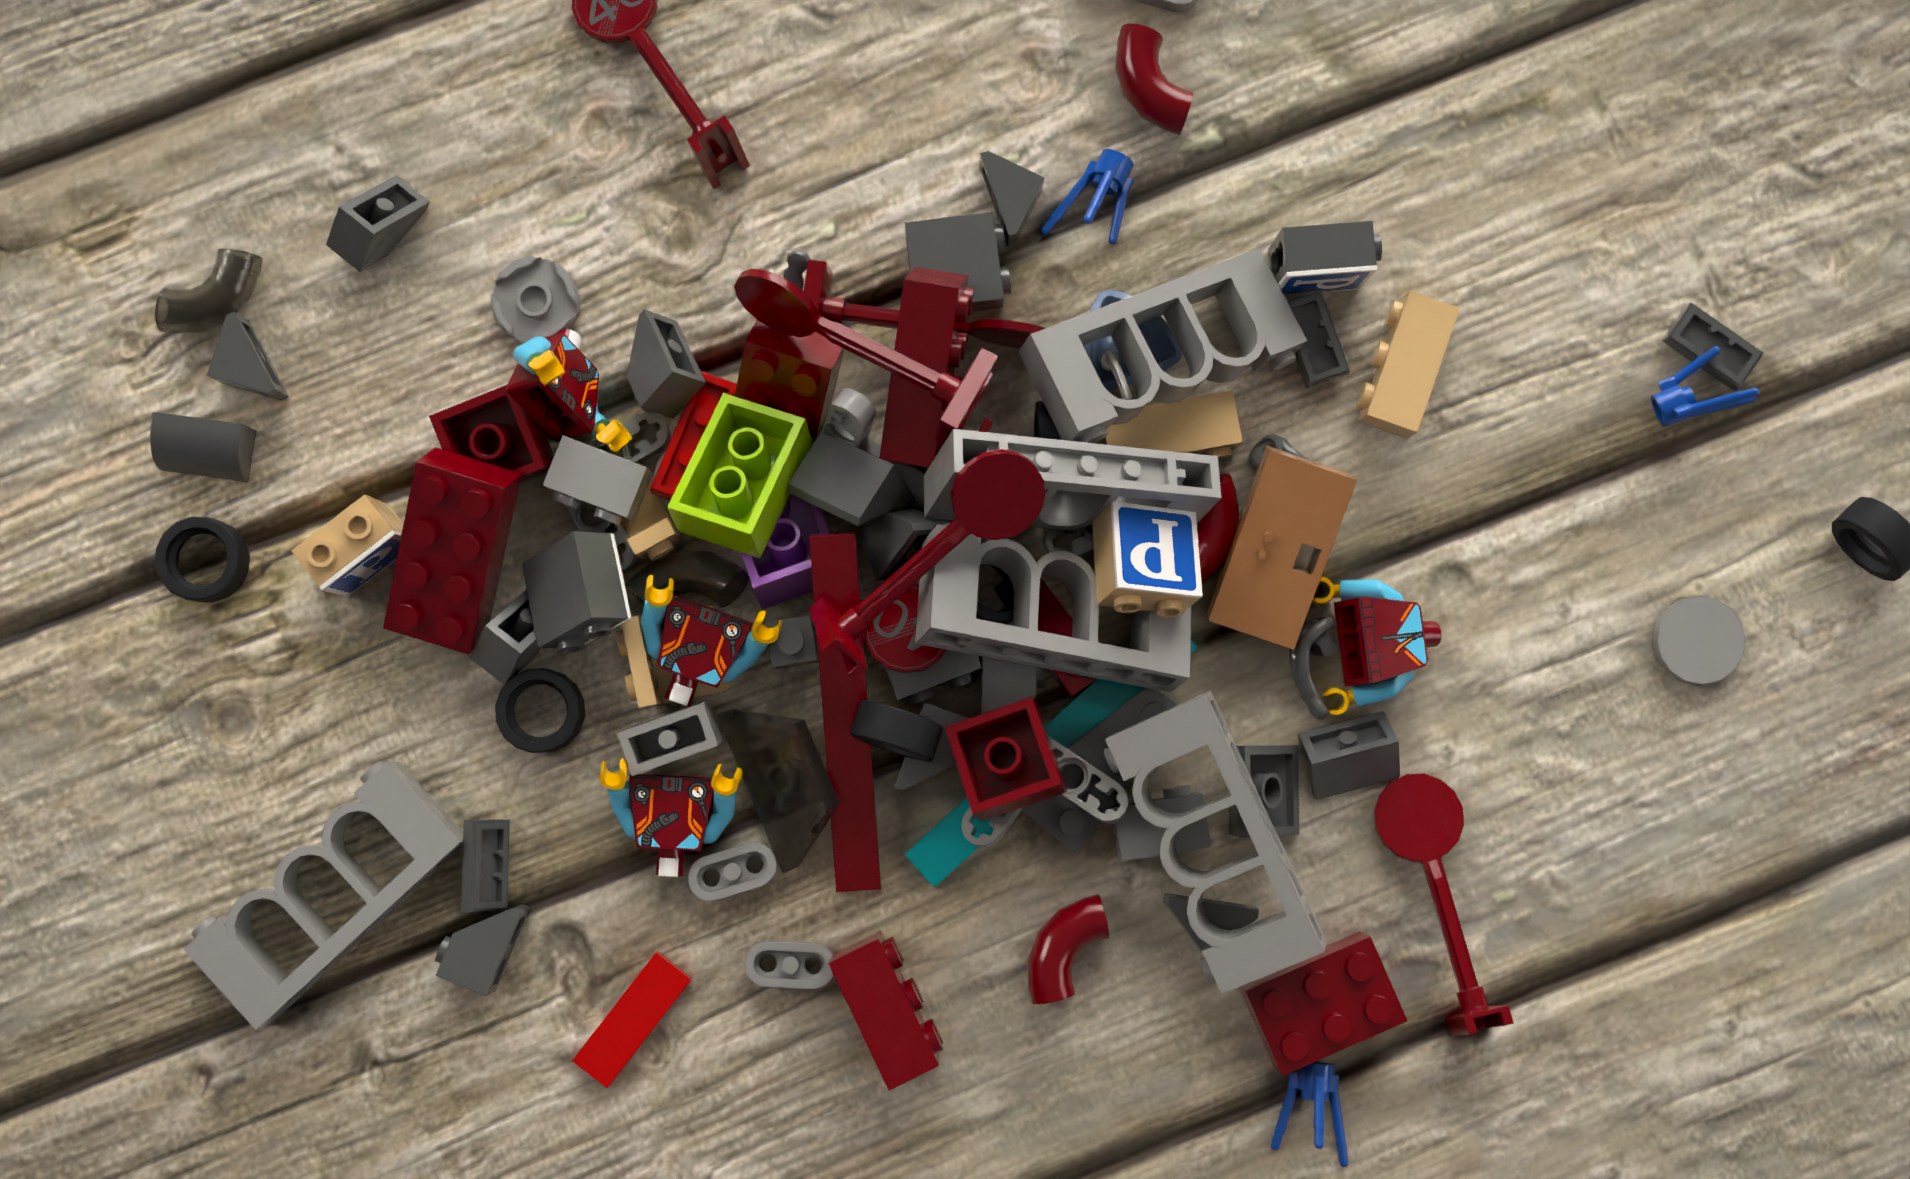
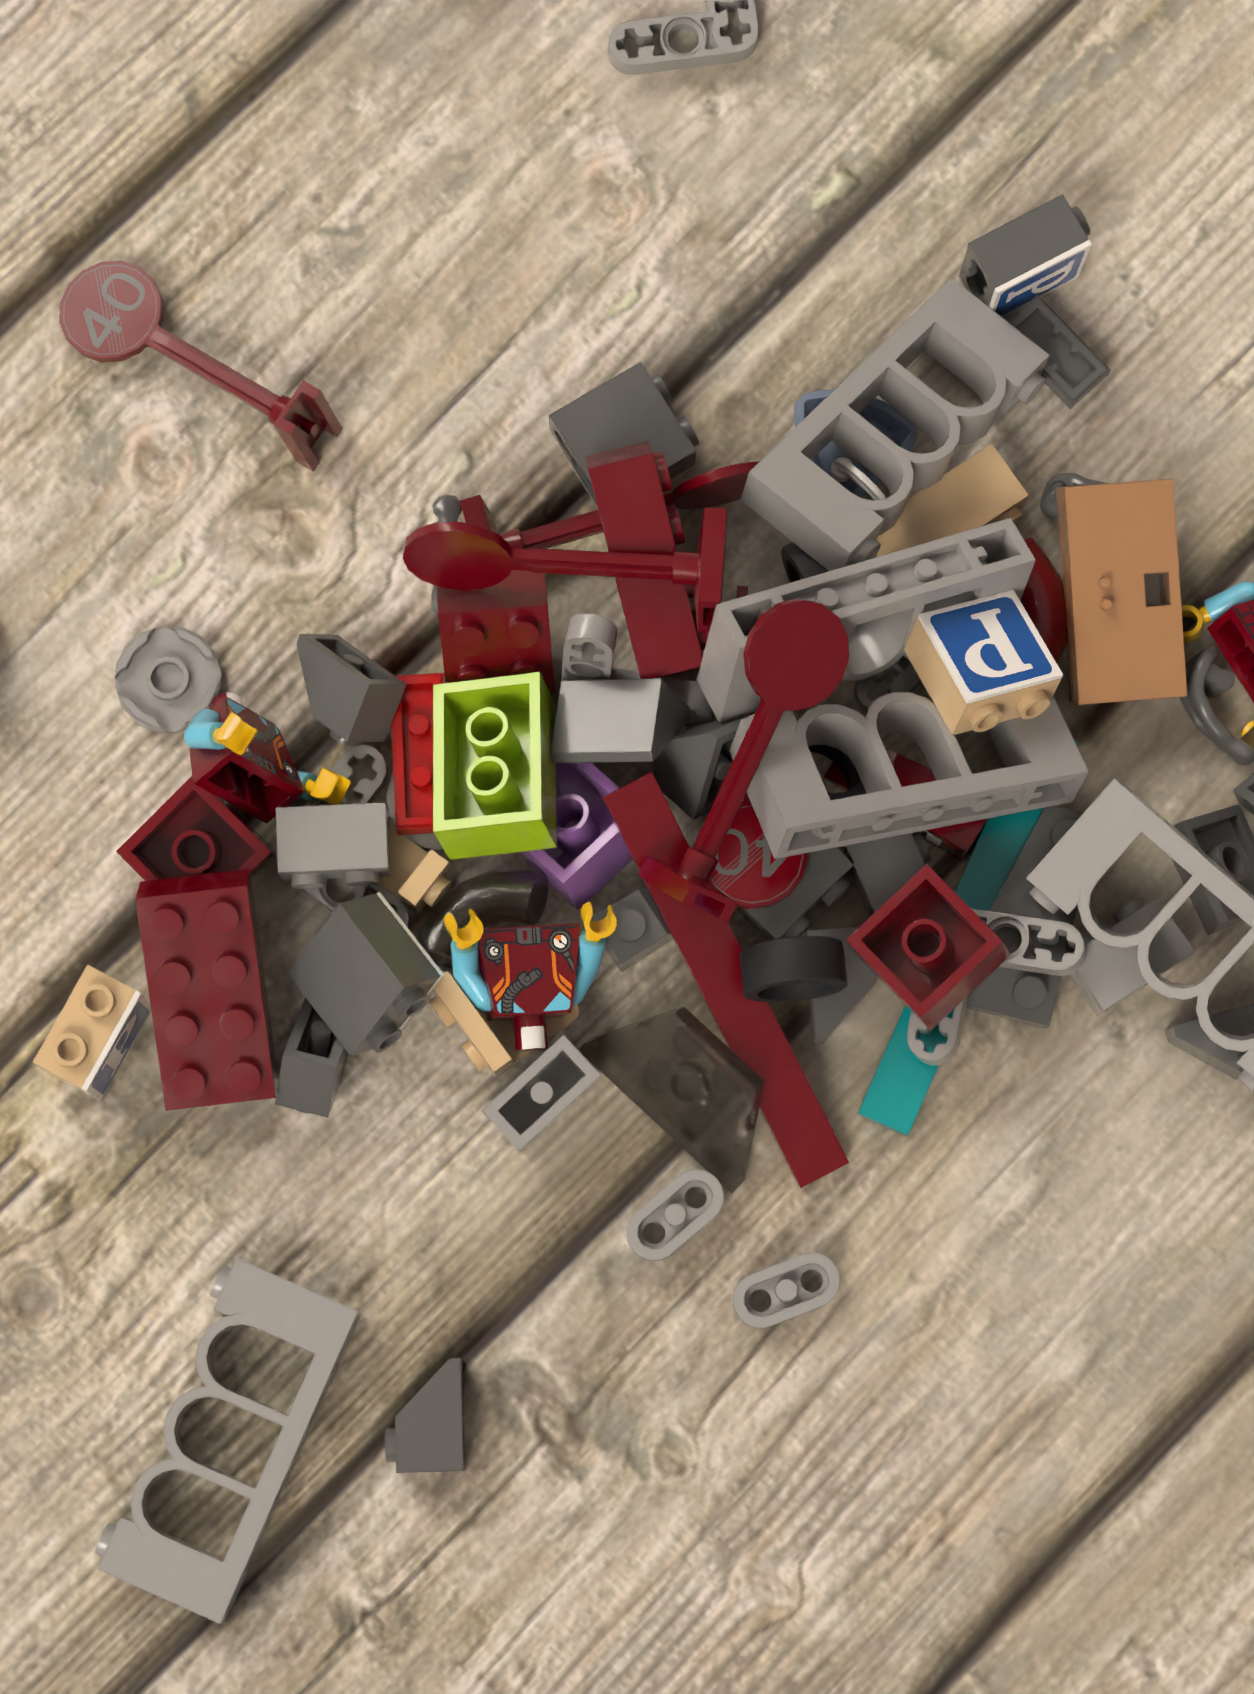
camera: 20 degrees left, 5 degrees down
(485, 865) = (394, 1329): dark grey plate -> none
(506, 713) = (377, 1089): black tyre -> none
(632, 1019) = (635, 1432): red tile -> none
(671, 811) = (578, 1176): torso -> none
(887, 1009) = (918, 1285): dark red brick -> none
(1012, 192) = (647, 332): dark grey slope -> none
(1058, 945) = (1076, 1133): dark red cylinder -> none
(1108, 176) = (749, 270): blue plant -> none
(1143, 81) = (742, 152): dark red cylinder -> none
(1407, 364) = (1168, 335): tan brick -> none

